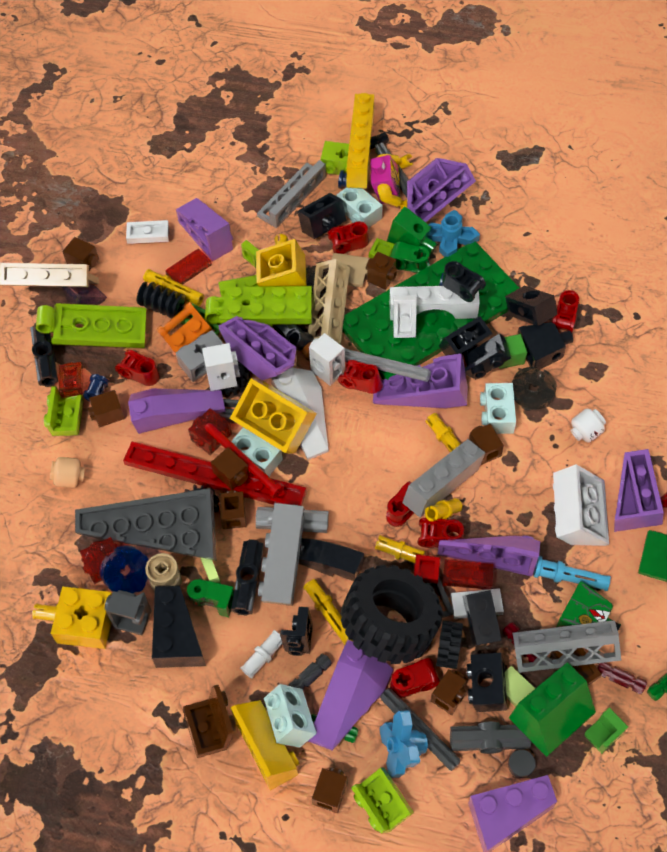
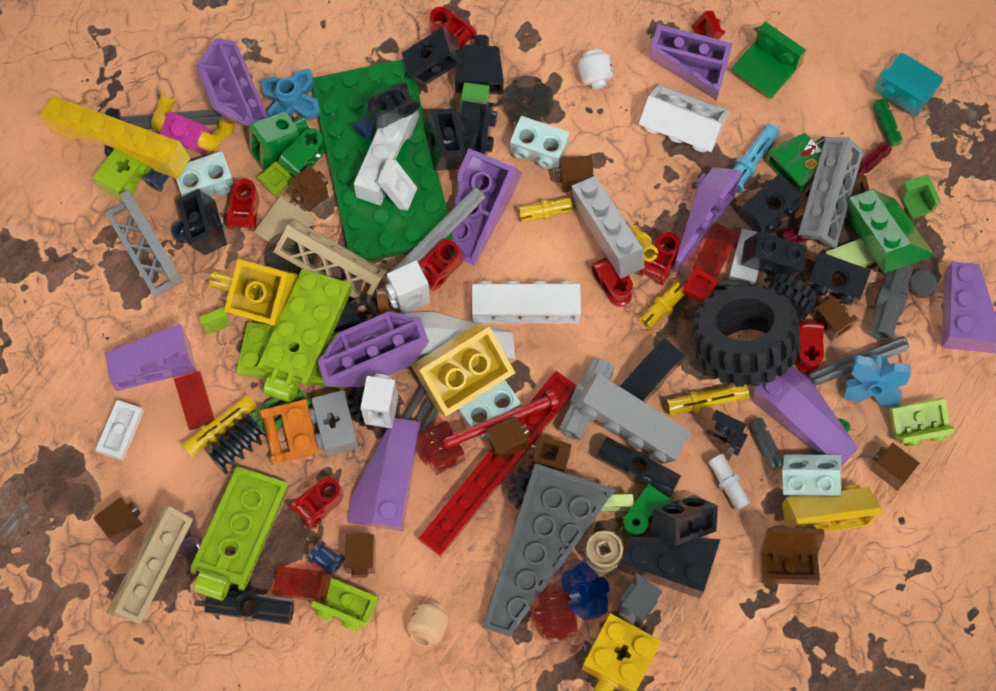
camera: 70 degrees left, 10 degrees up
(209, 623) = (684, 519): none -> black brick
(355, 448) = (526, 303): none -> white brick
(525, 592) = (777, 193): none -> black brick

